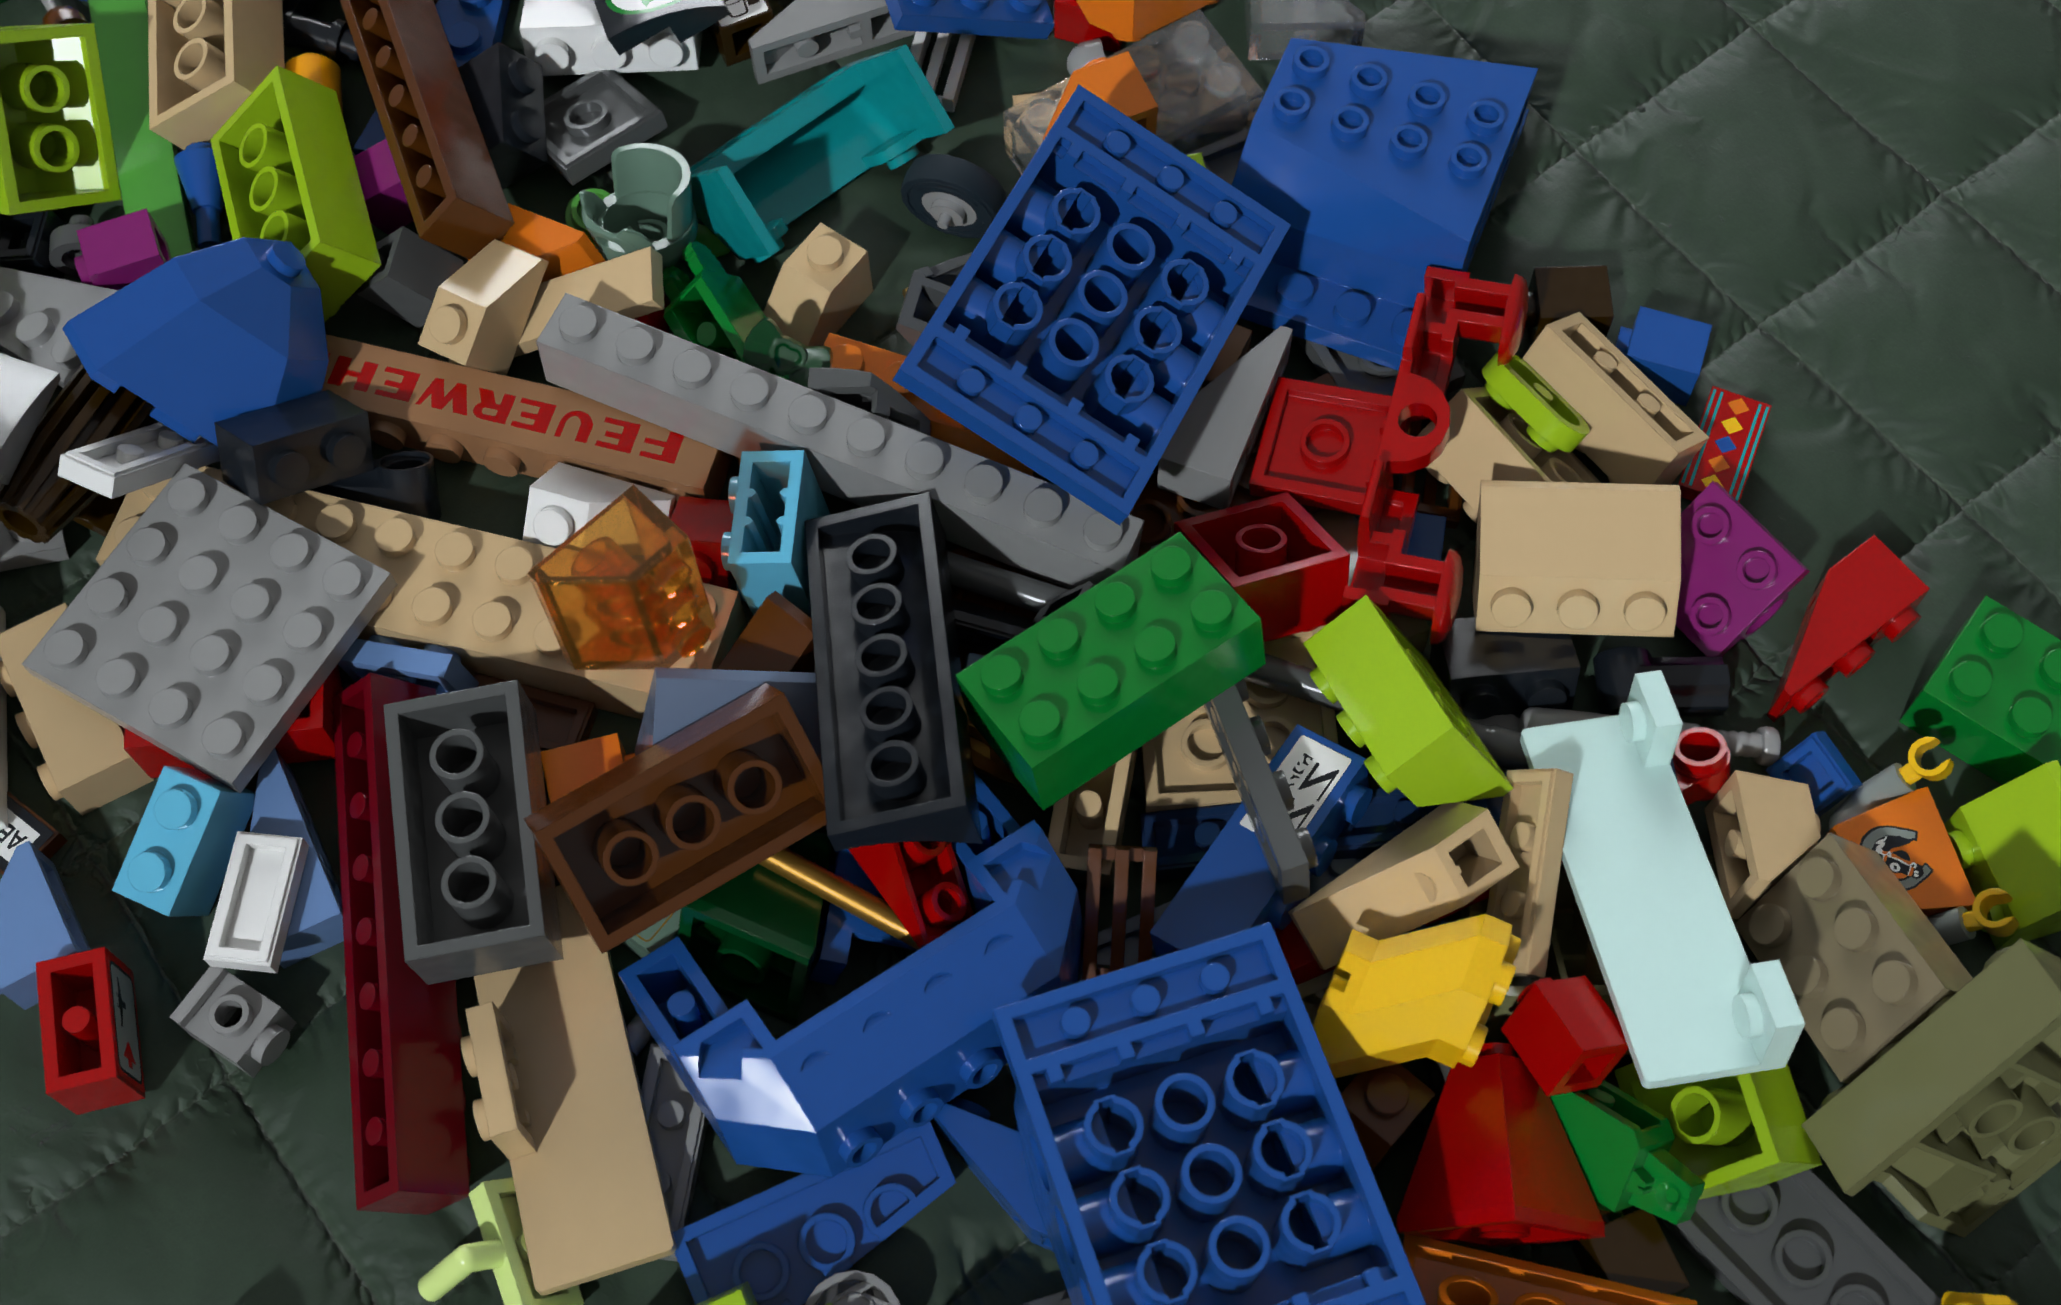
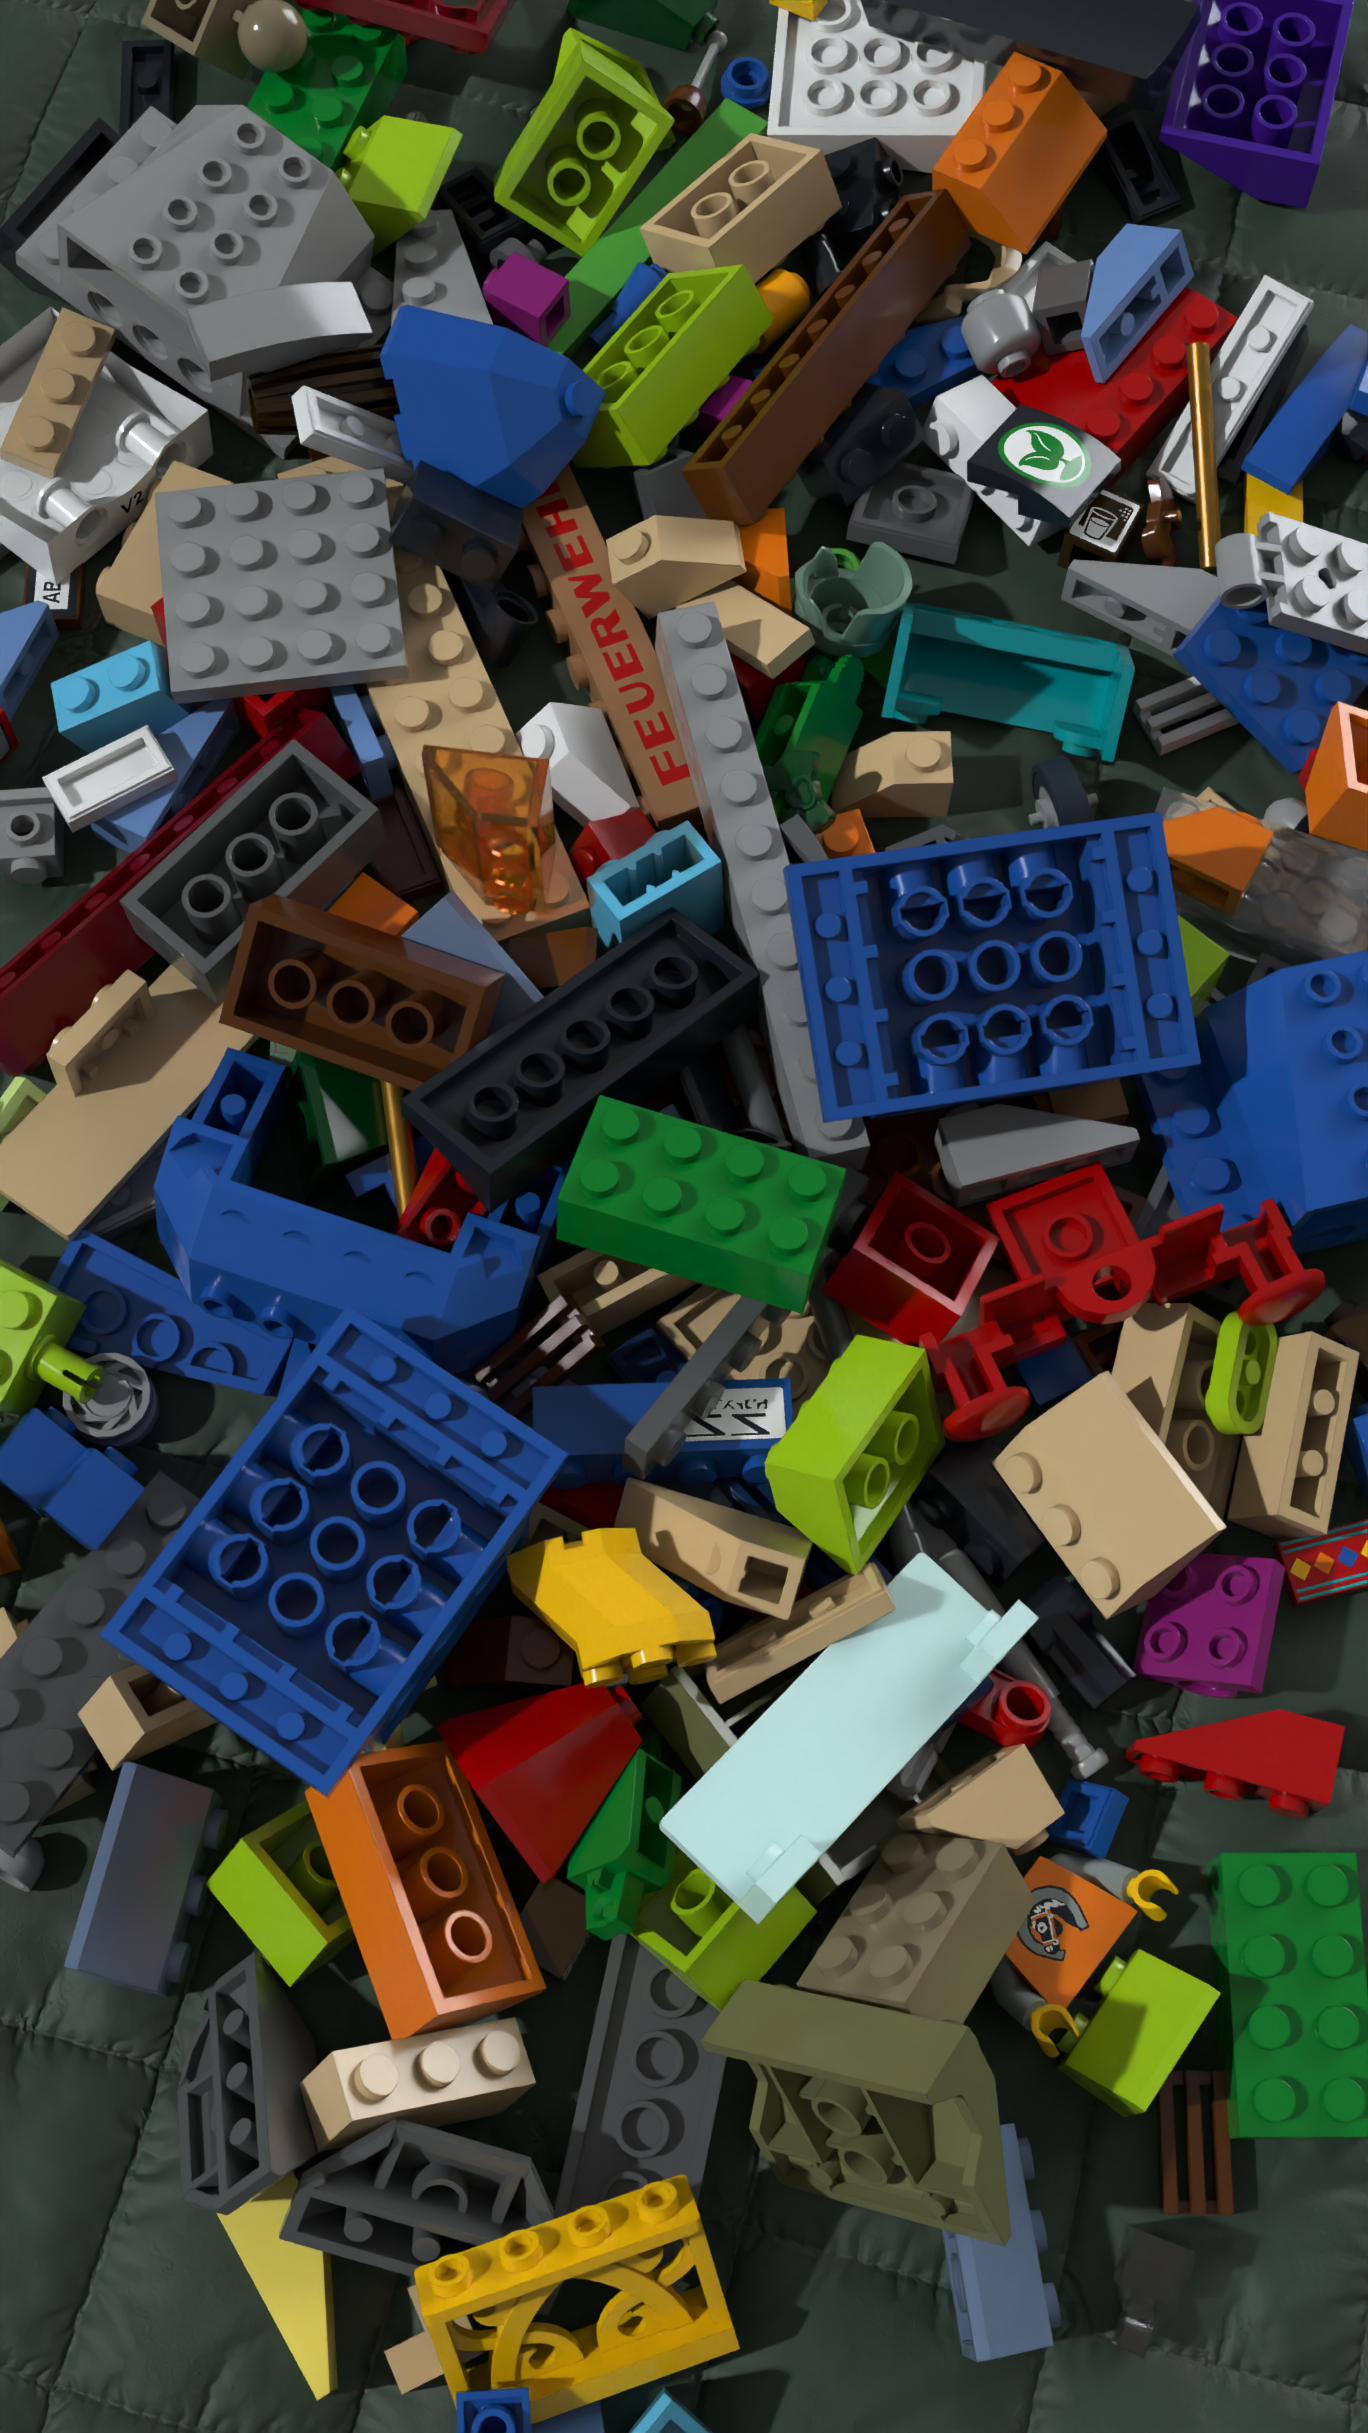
camera: 50 degrees right, 5 degrees up
(1565, 1034) = (671, 1743): red brick -> none

